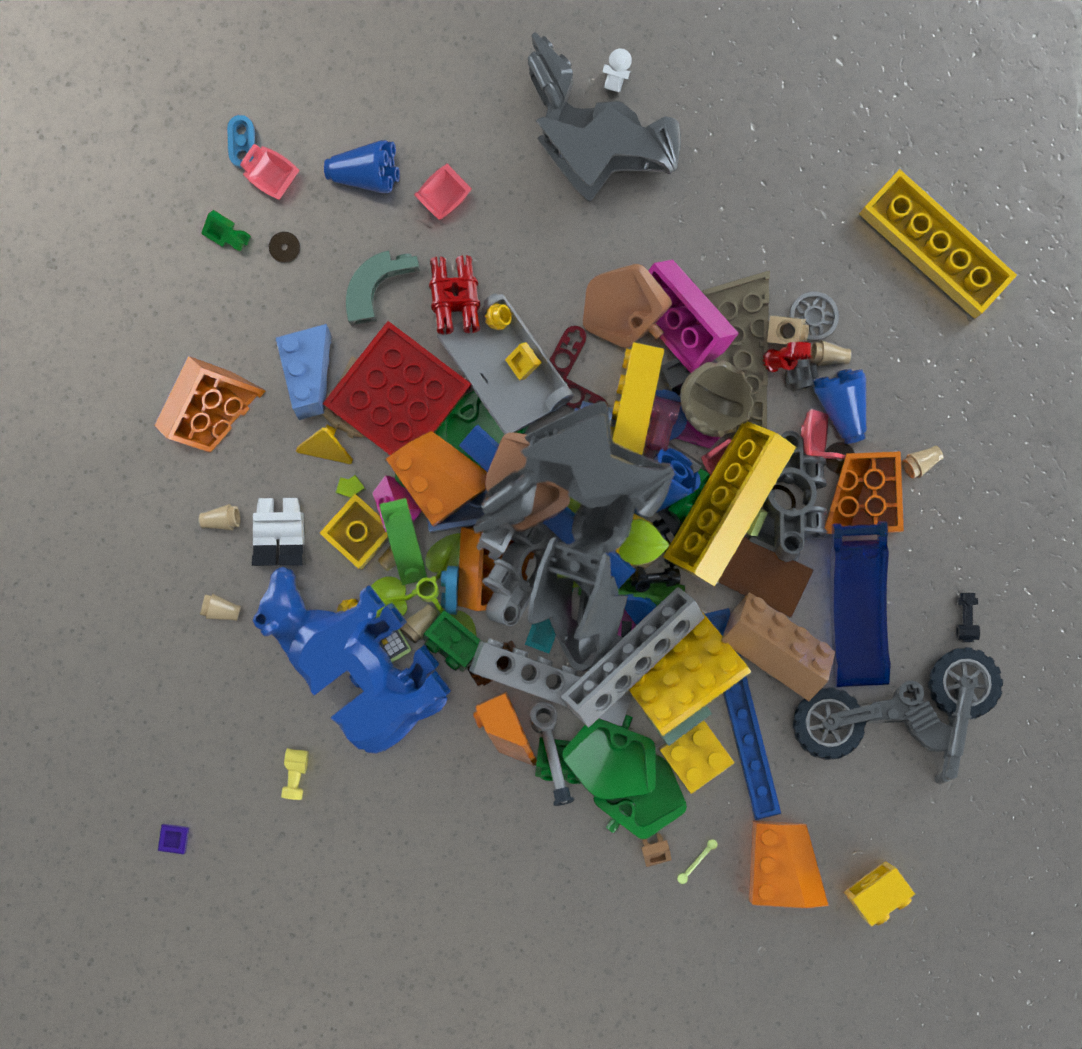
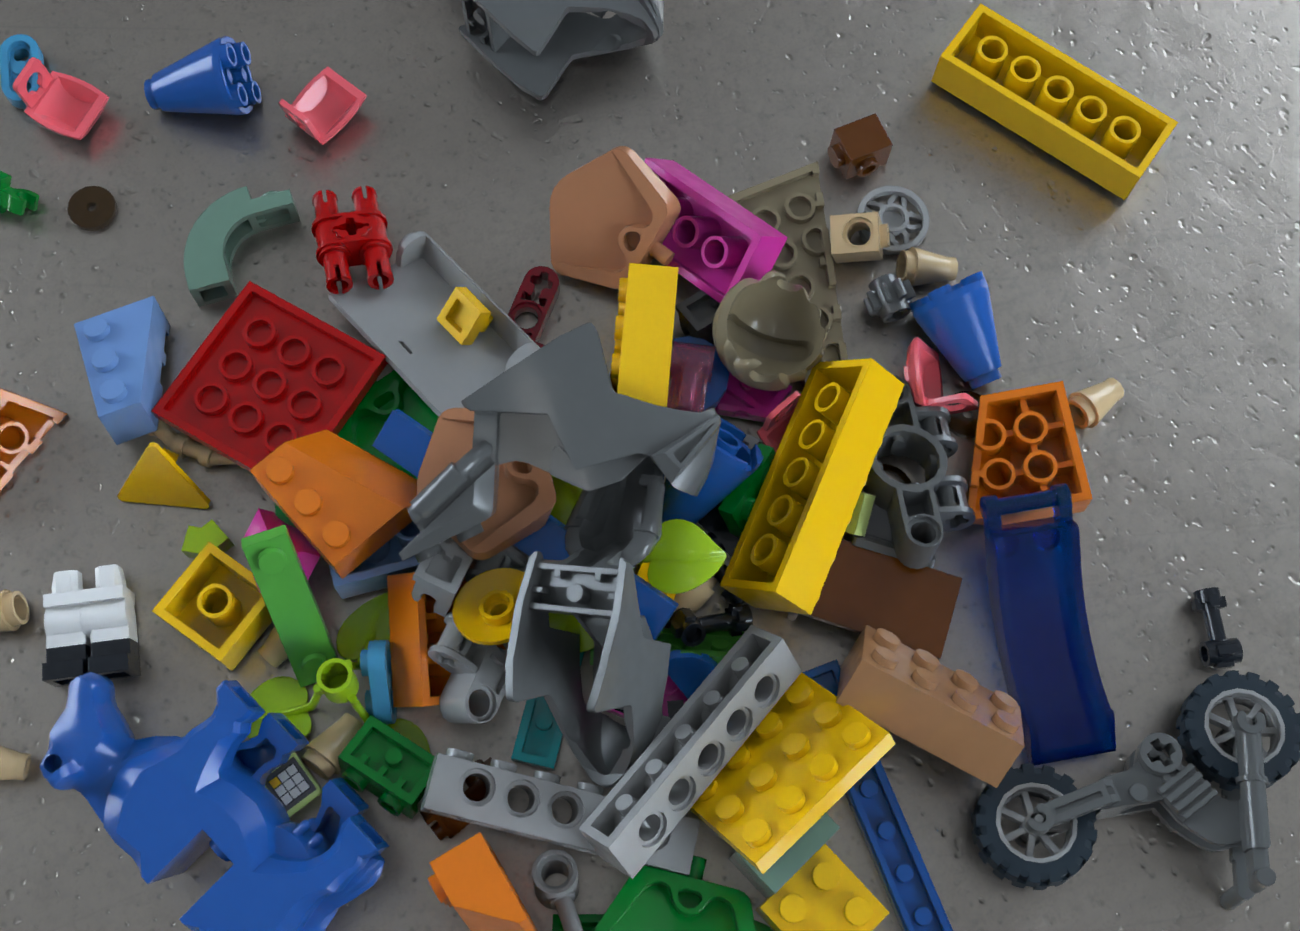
camera: 10 degrees left, 15 degrees down
(498, 316) = (420, 261): yellow plate -> none
(517, 554) = (481, 601): none -> yellow dish
(786, 357) = (867, 267): red connector -> none
(799, 262) = (860, 147): none -> reddish brown brick

